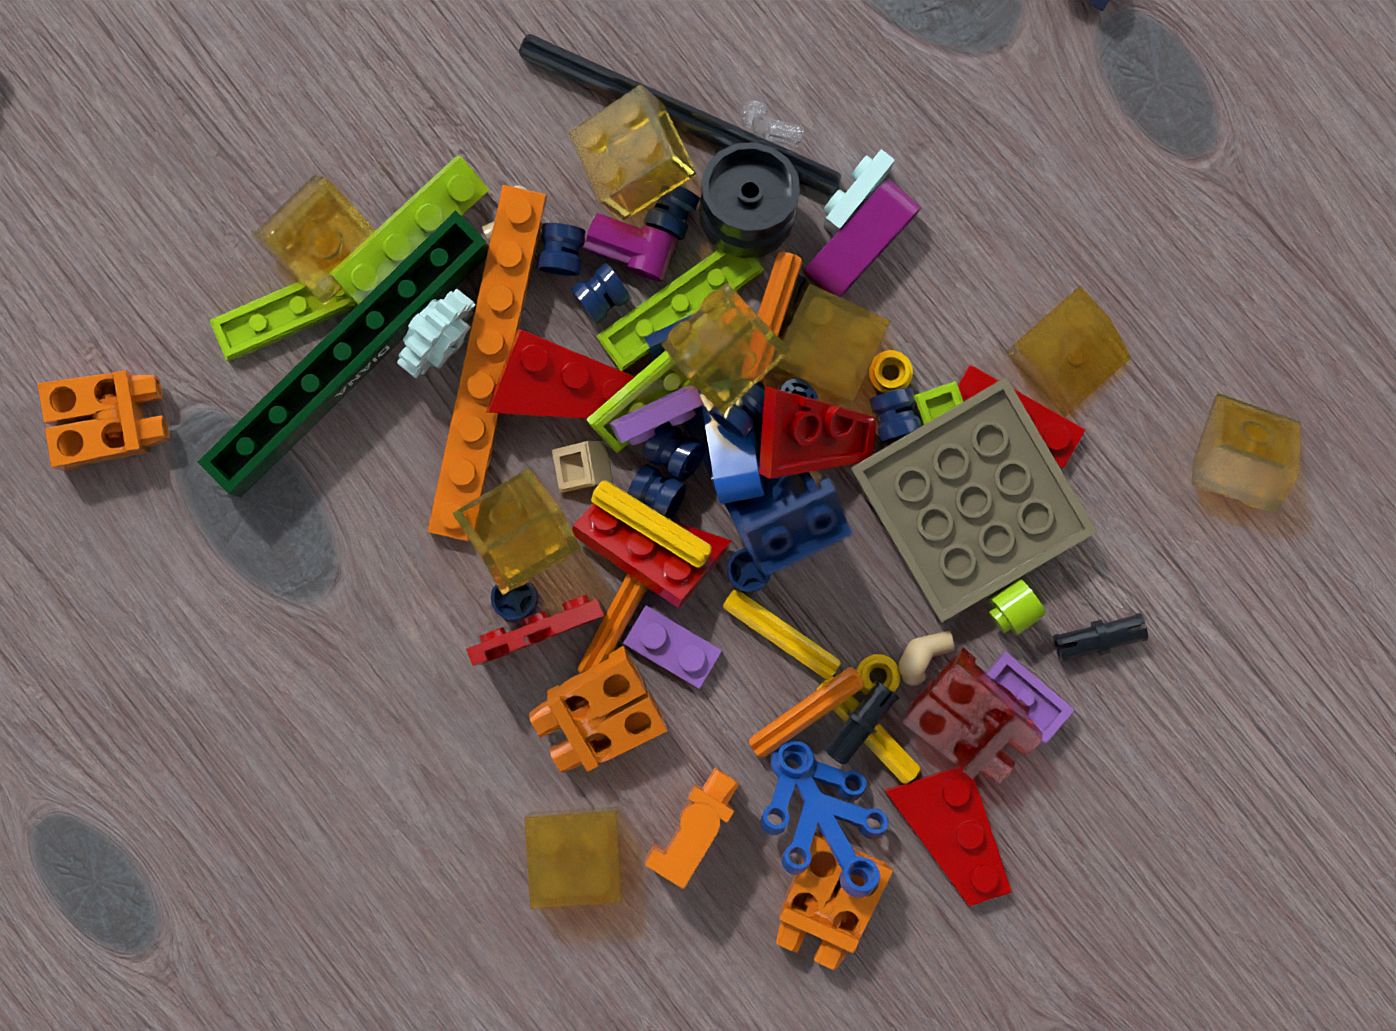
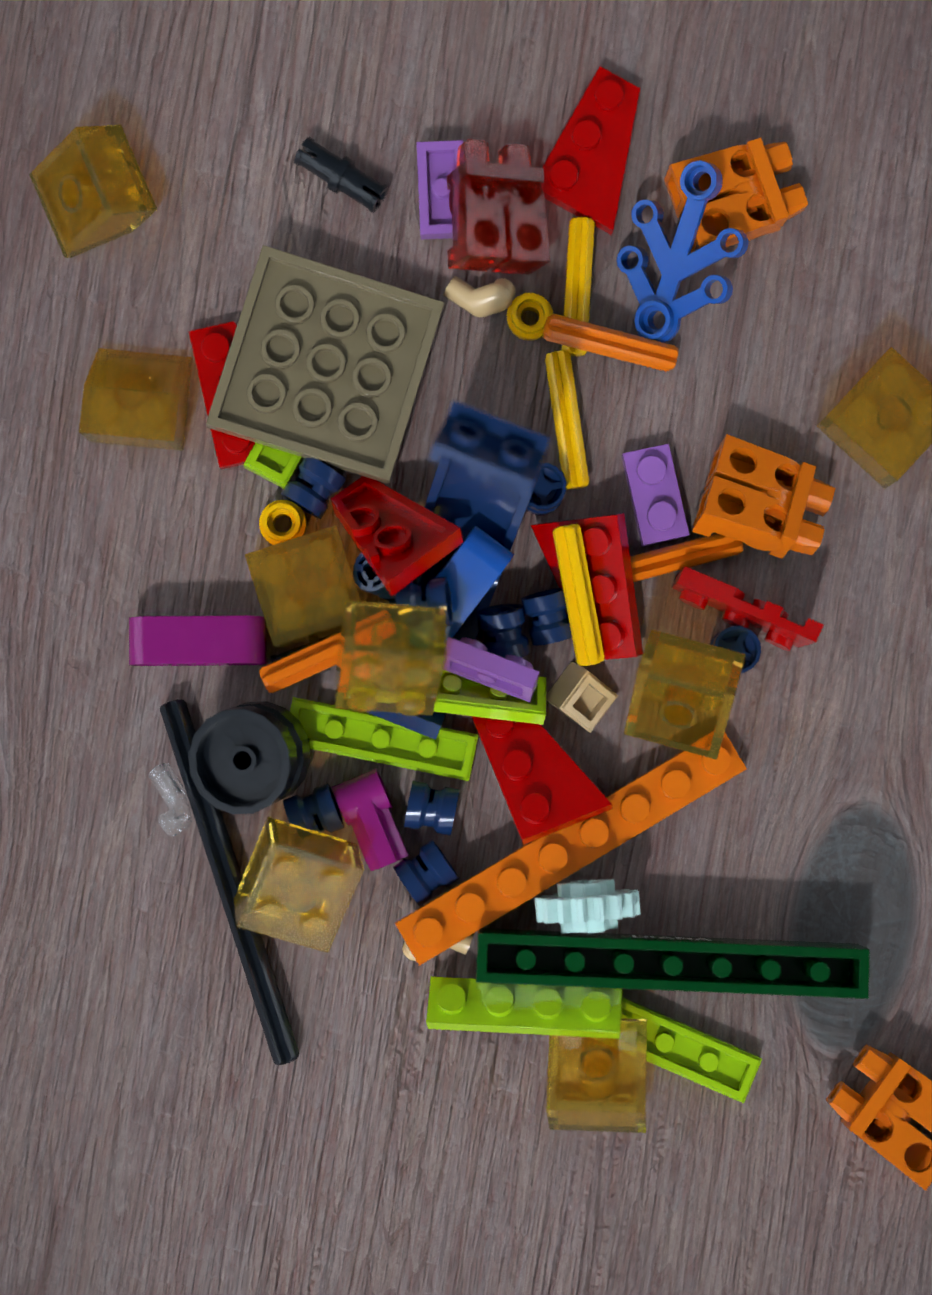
camera: 140 degrees left, 0 degrees up
(696, 830) = (781, 341): orange hips -> none
(861, 723) = (579, 292): black axle -> none
(868, 177) = (142, 682): light aqua plate -> none
(1015, 608) = (380, 256): lime plate -> none

